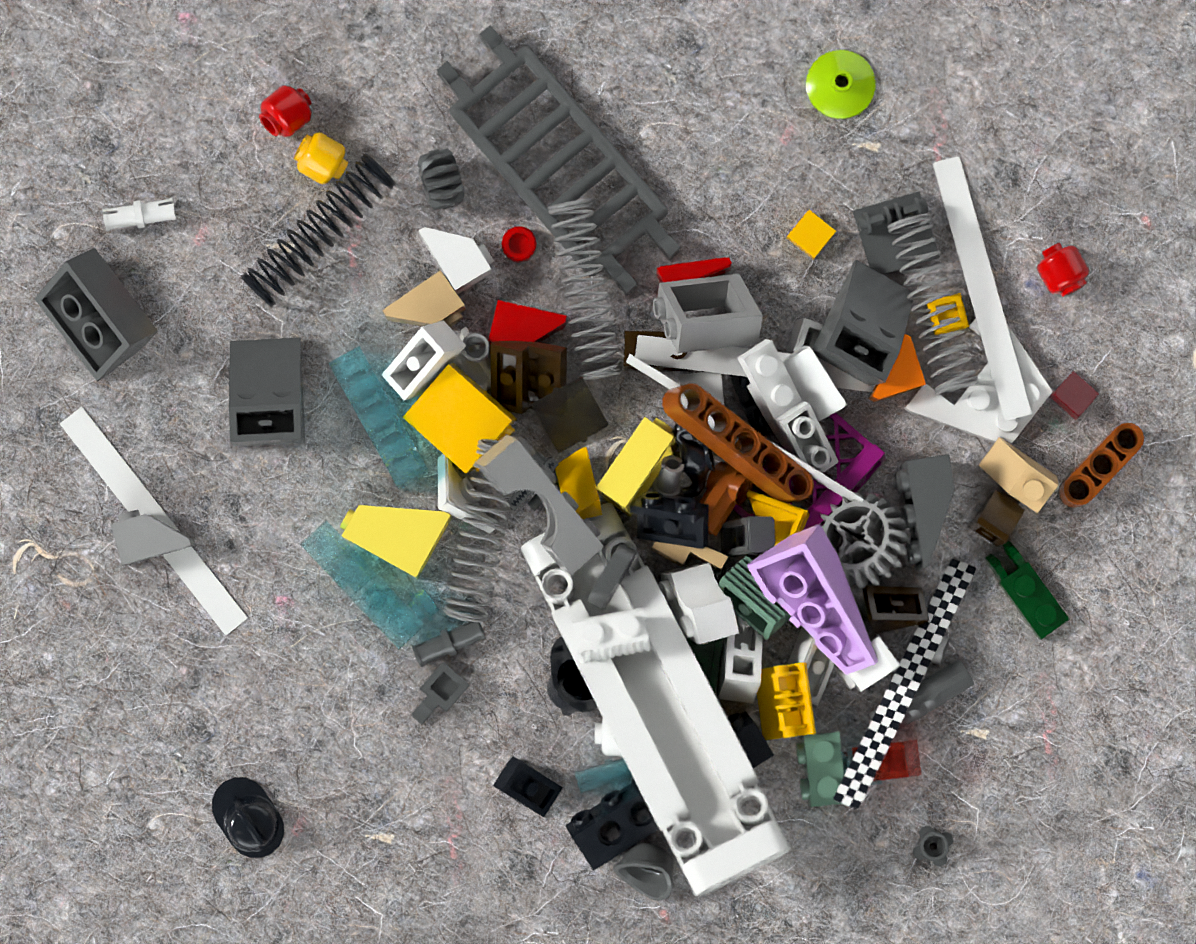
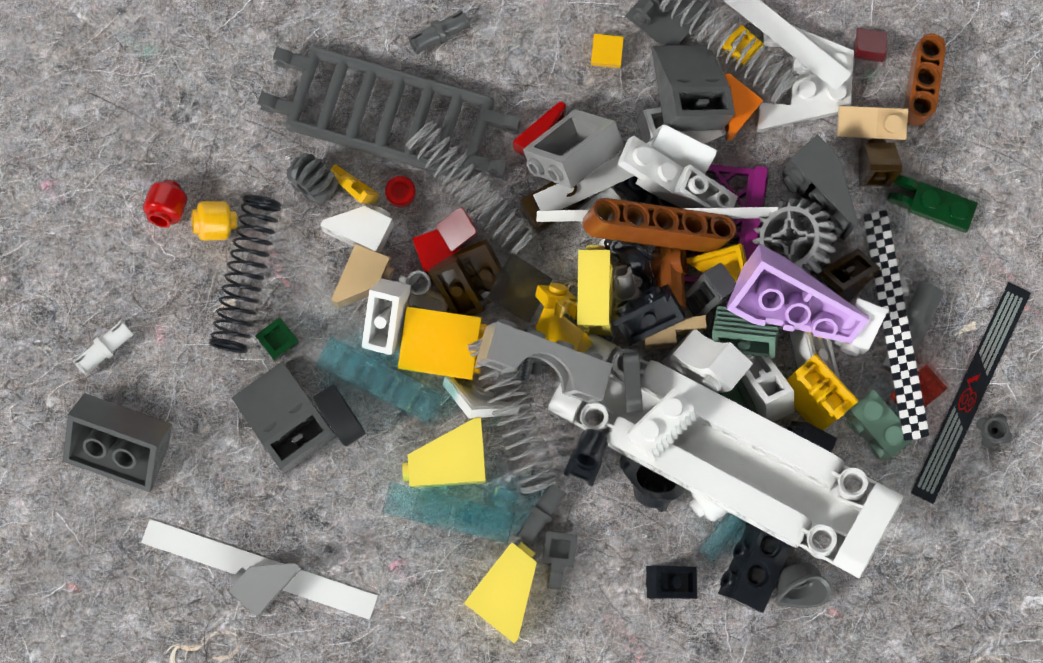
camera: 30 degrees left, 5 degrees down
(308, 313) = (277, 339): none -> dark green plate
(319, 425) = (339, 415): none -> black tyre
(368, 692) = (505, 591): none -> light yellow slope
(477, 216) = (355, 187): none -> yellow tile
(527, 617) = (587, 456): none -> black piece
(544, 320) = (457, 229): none -> slope
(598, 447) = (557, 297): none -> yellow plate
(659, 110) = (439, 31): none -> dark grey pin
(937, 795) = (970, 393): none -> black sticker

